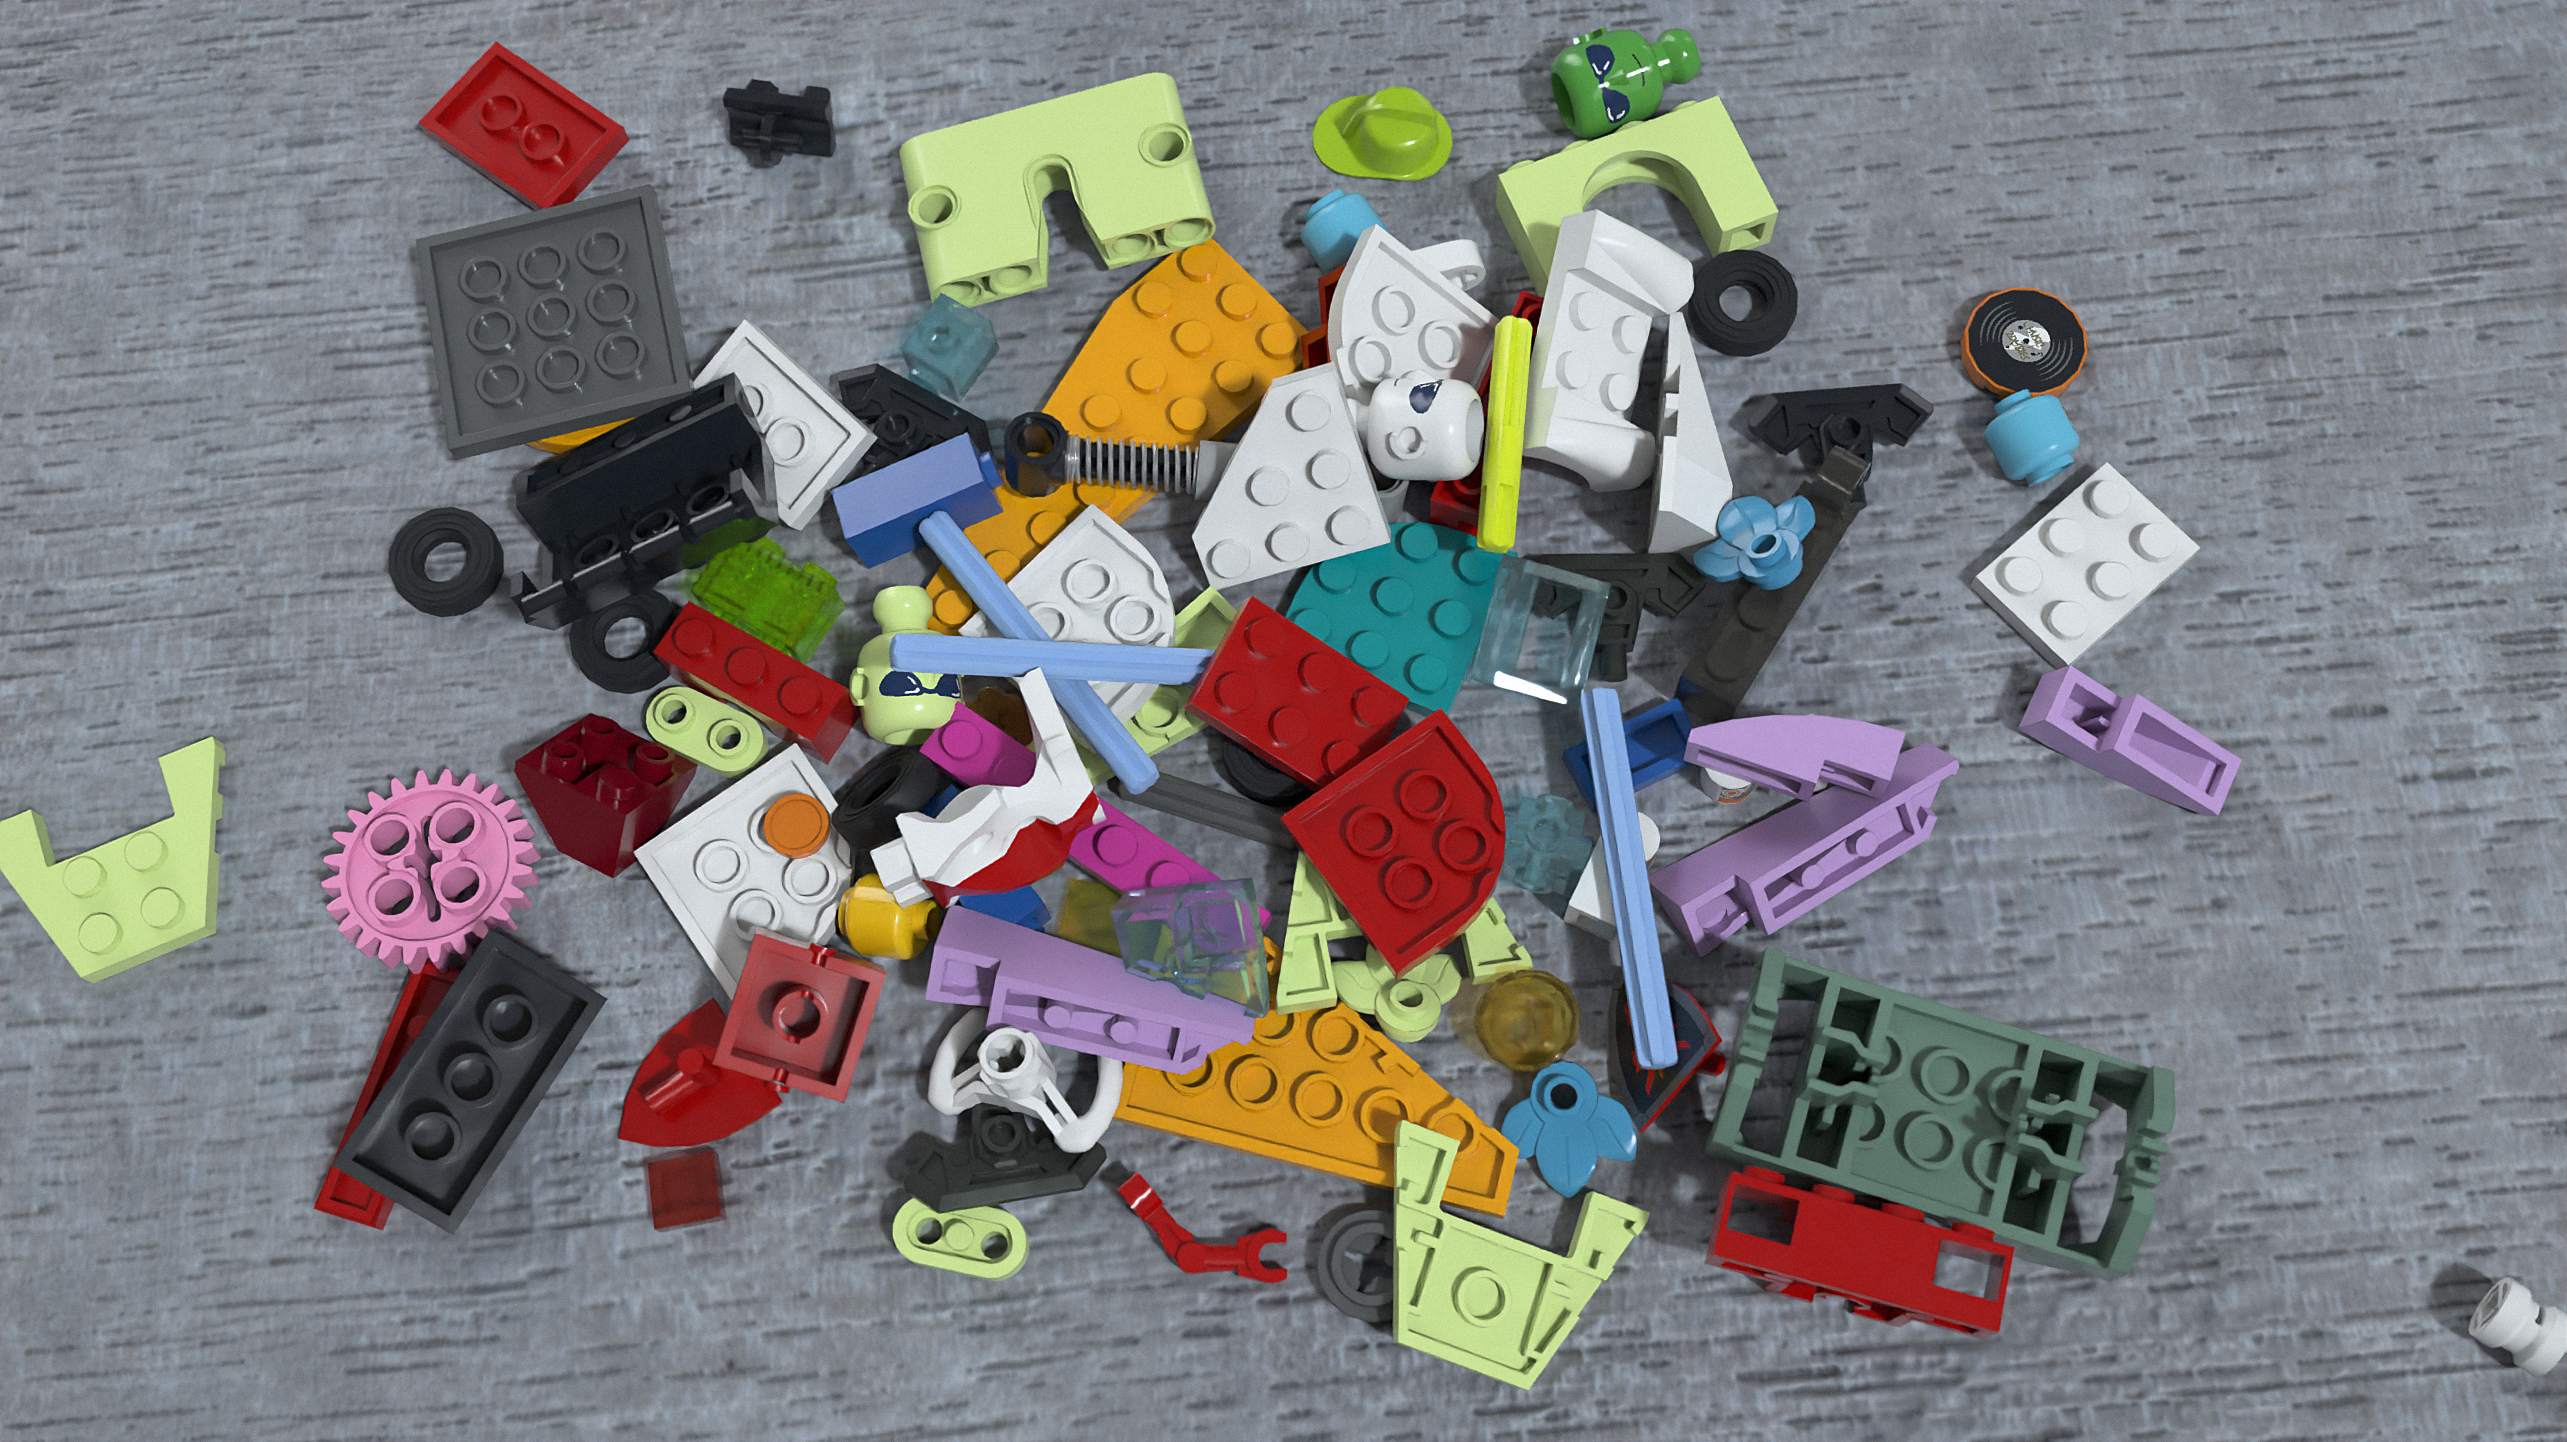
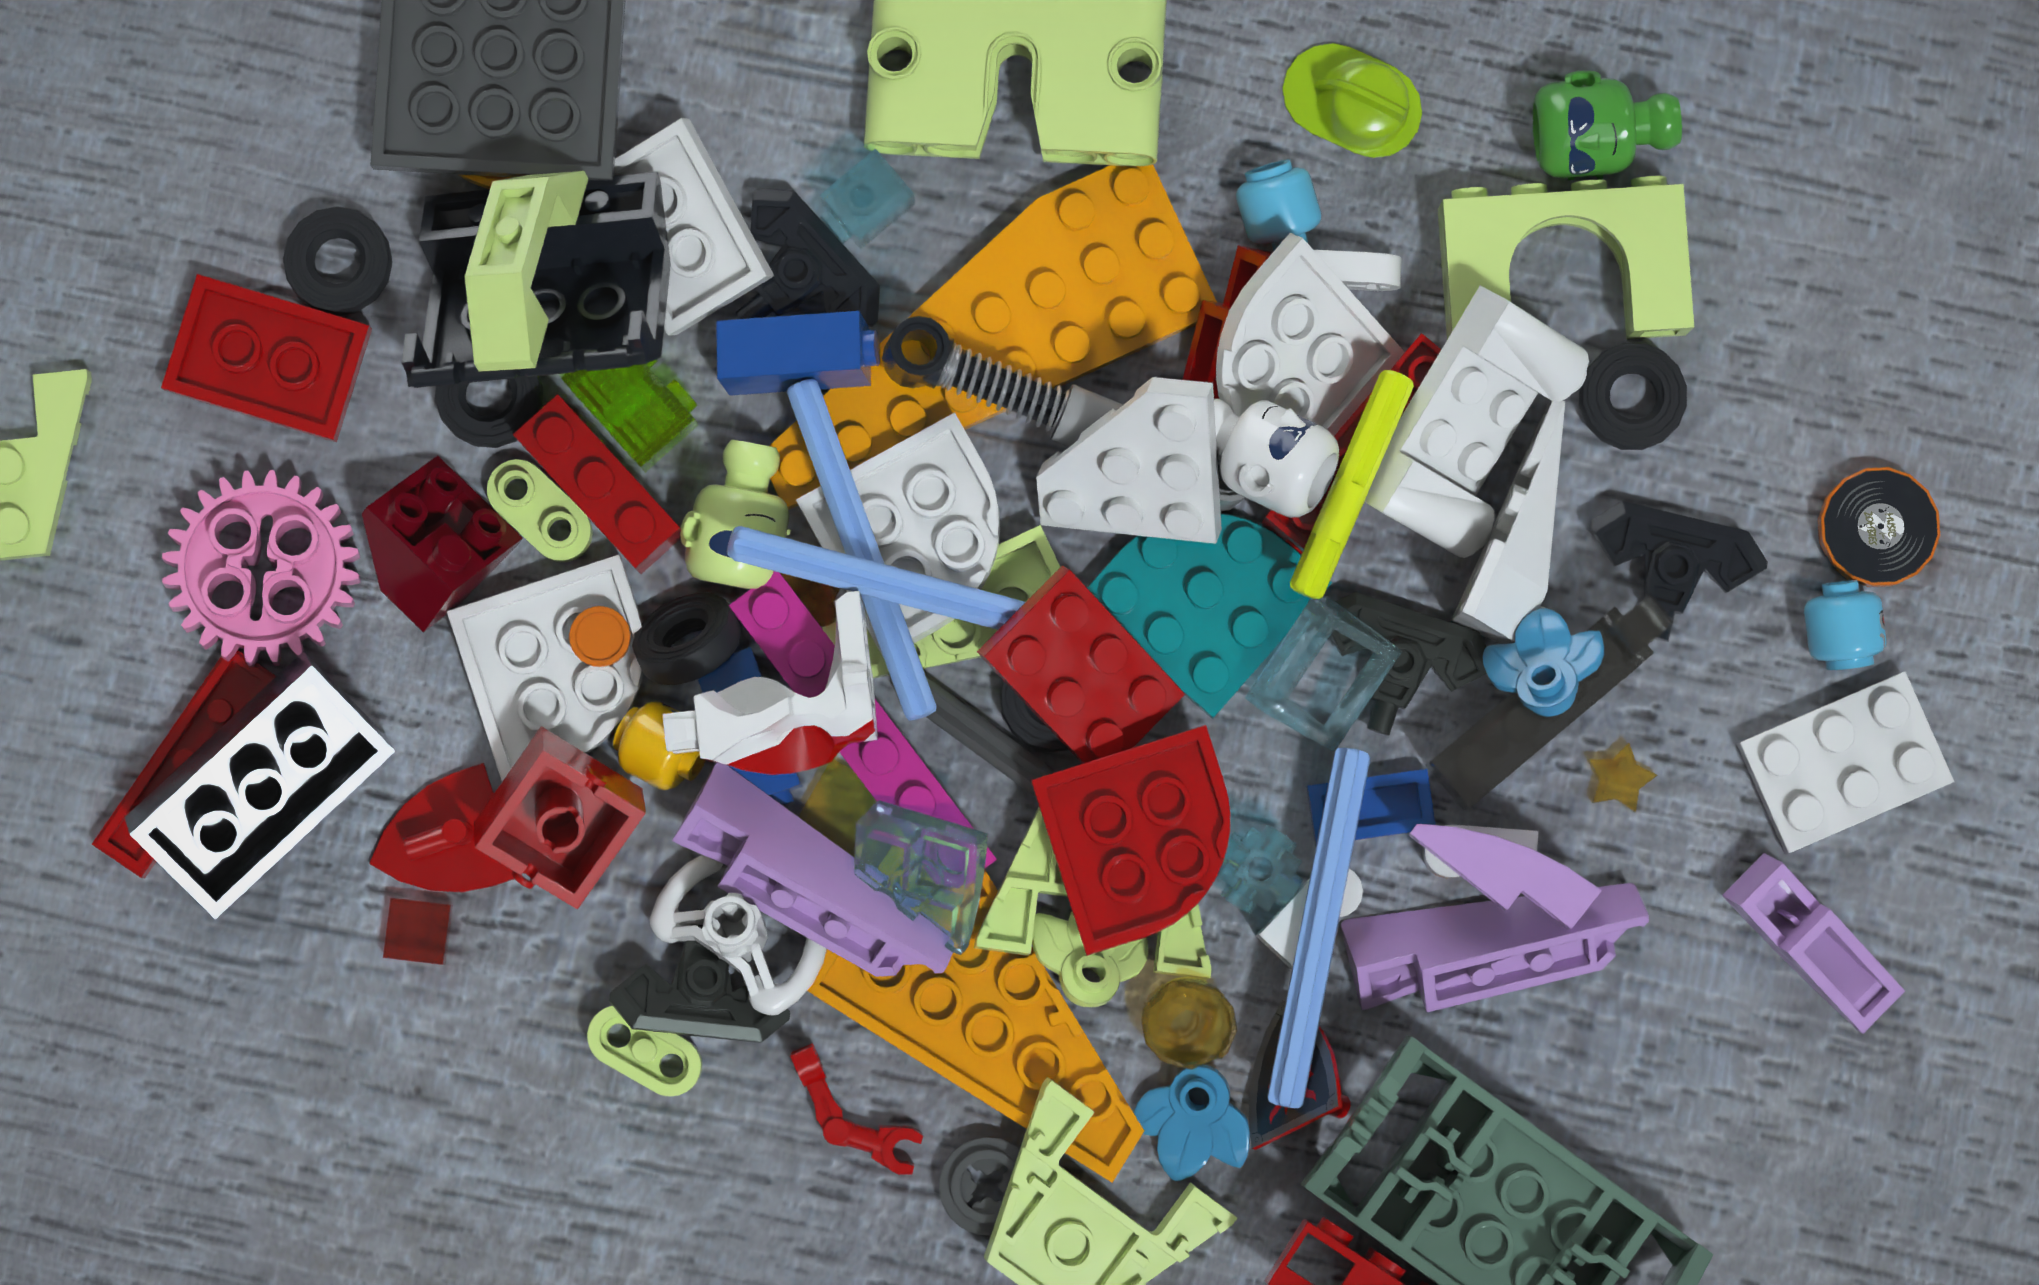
camera: 10 degrees right, 15 degrees up
(393, 670) = (266, 358): none -> red plate
(591, 495) = (502, 308): none -> yellowish green slope
(1870, 652) = (1620, 778): none -> clear yellow piece

